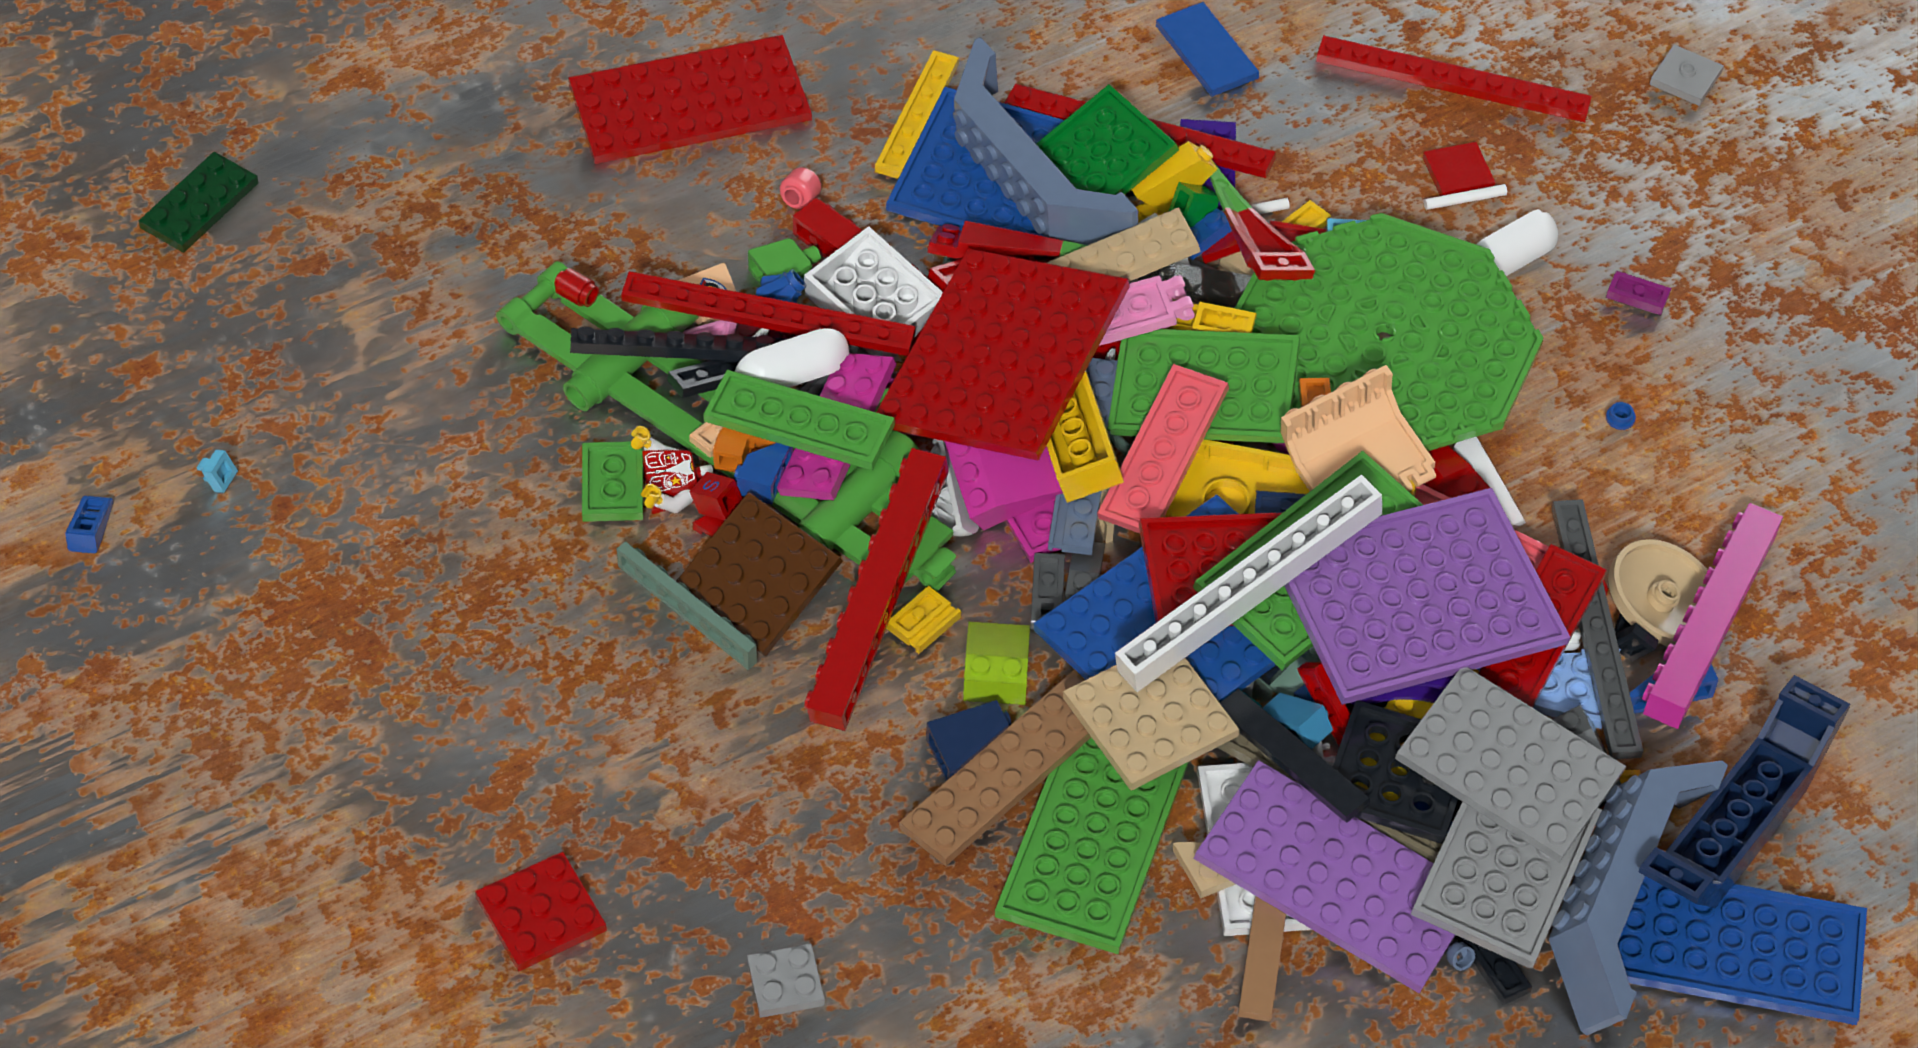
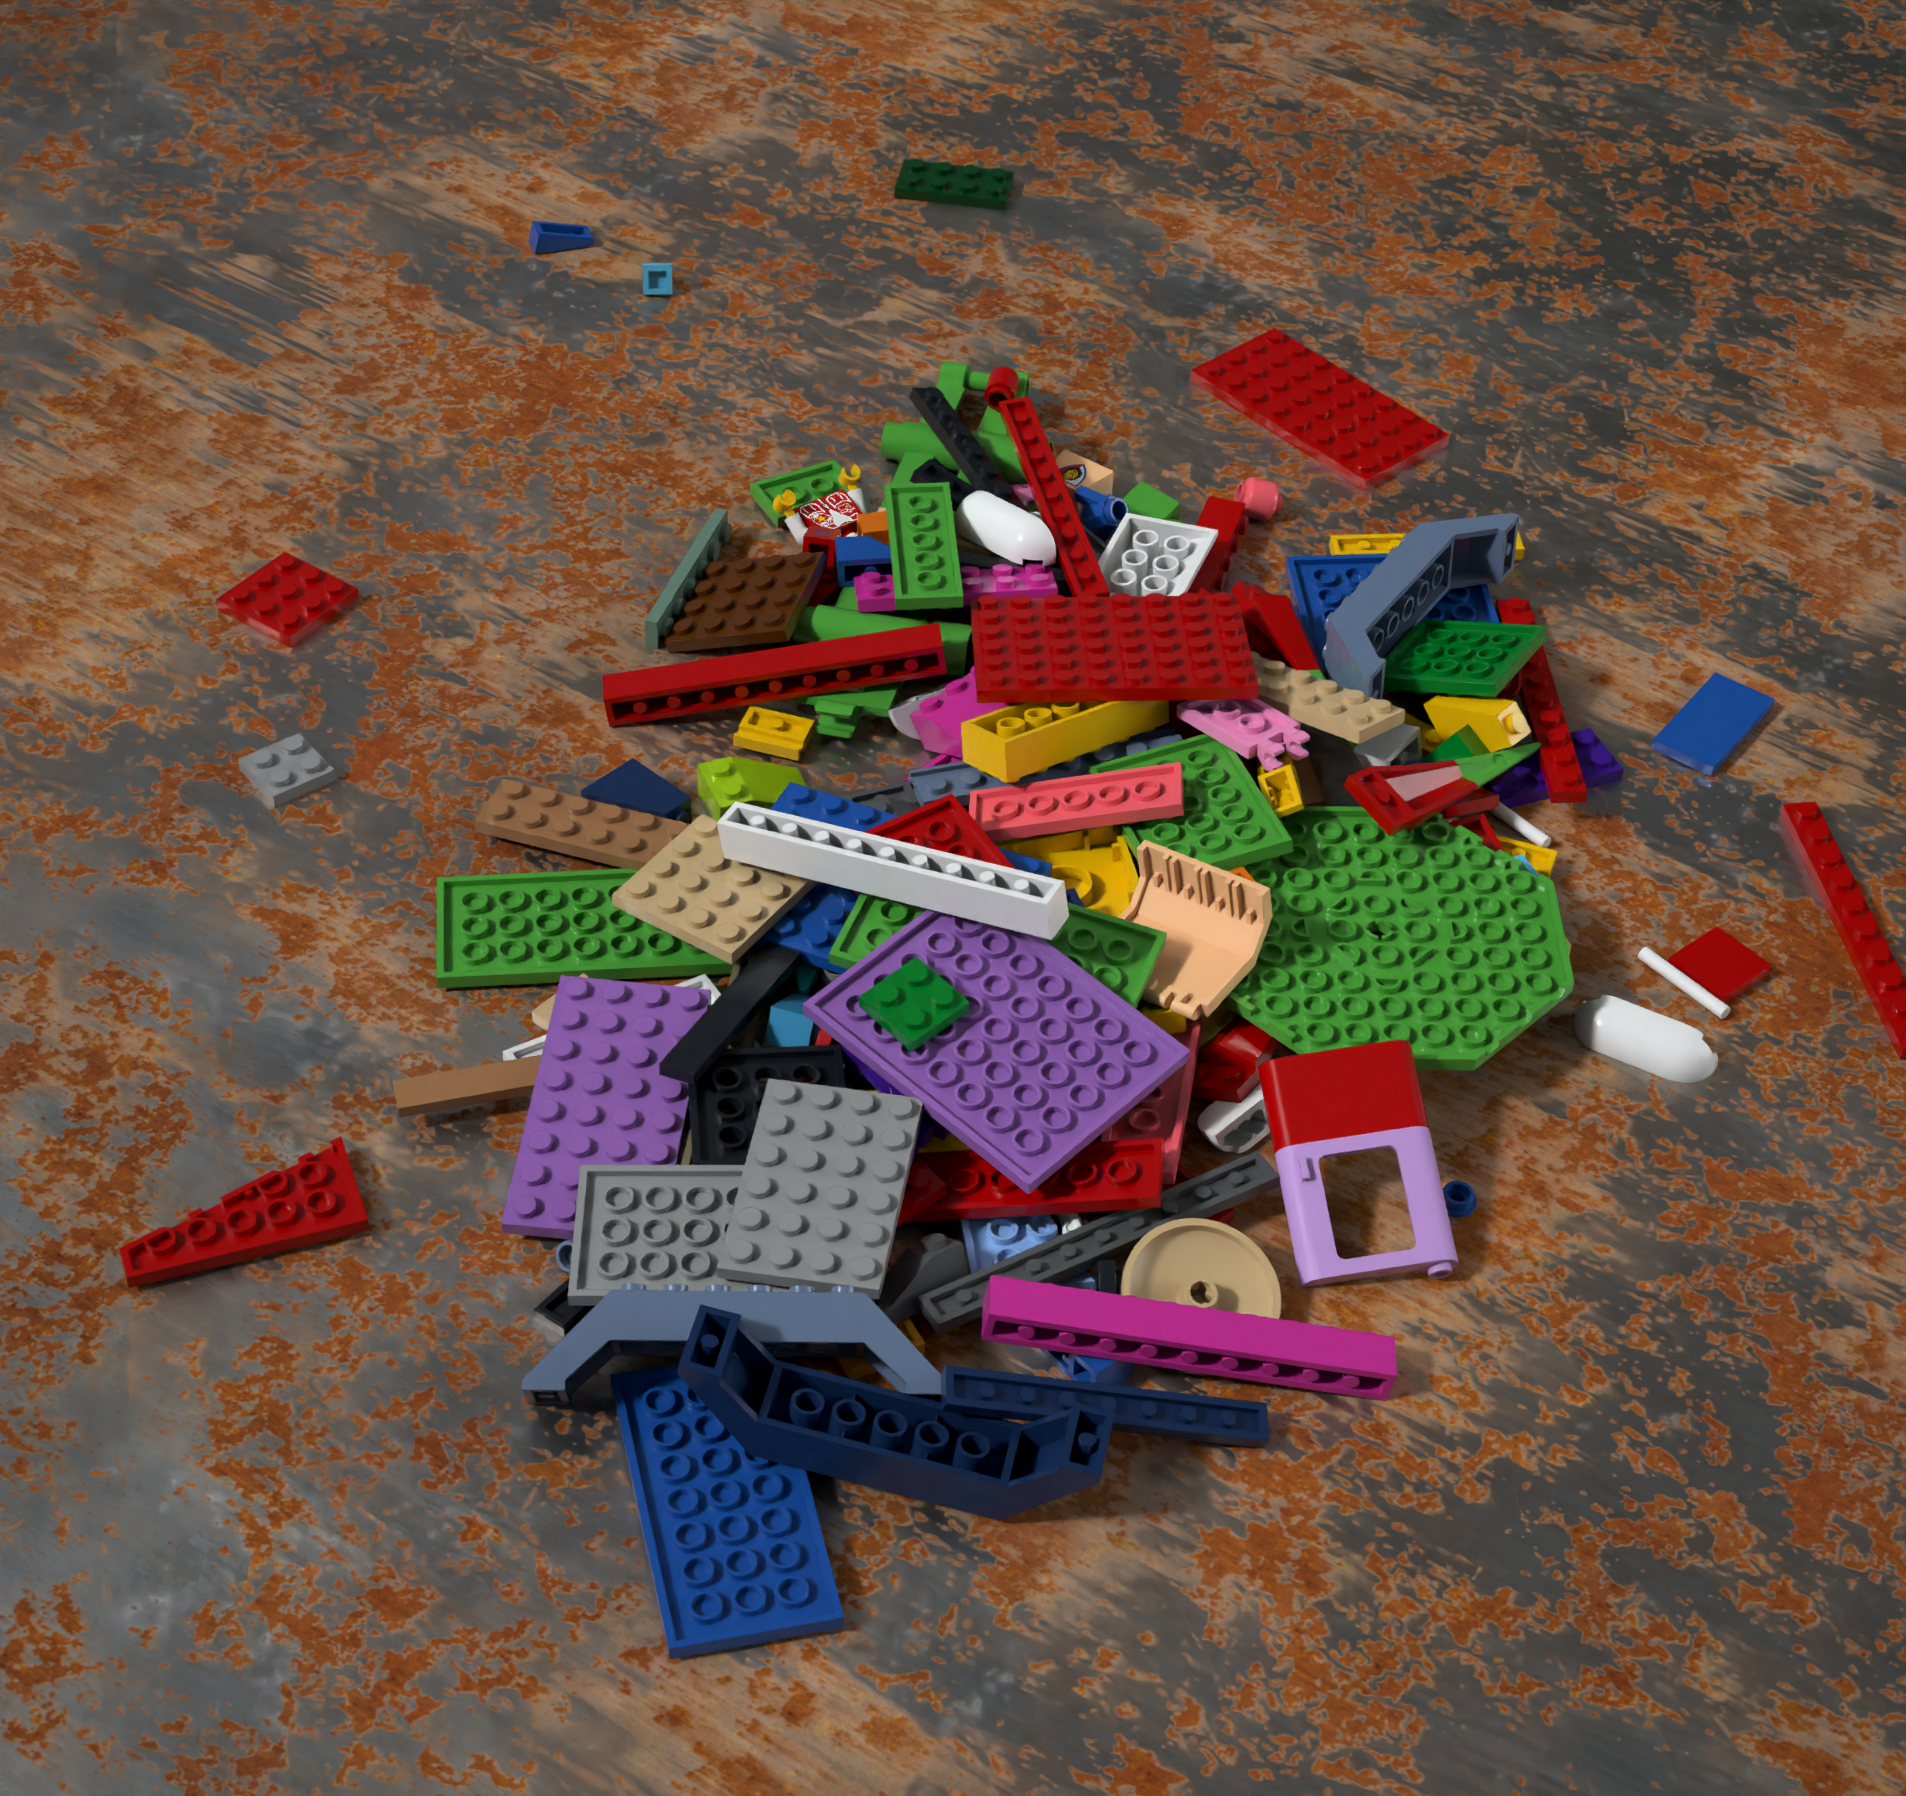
camera: 65 degrees right, 10 degrees down
(1381, 628) = (914, 1004): none -> green plate
(1557, 438) = (1344, 1106): none -> piece
(1638, 292) = (1662, 1166): magenta plate -> none
(1757, 687) = (1135, 1409): none -> dark blue plate

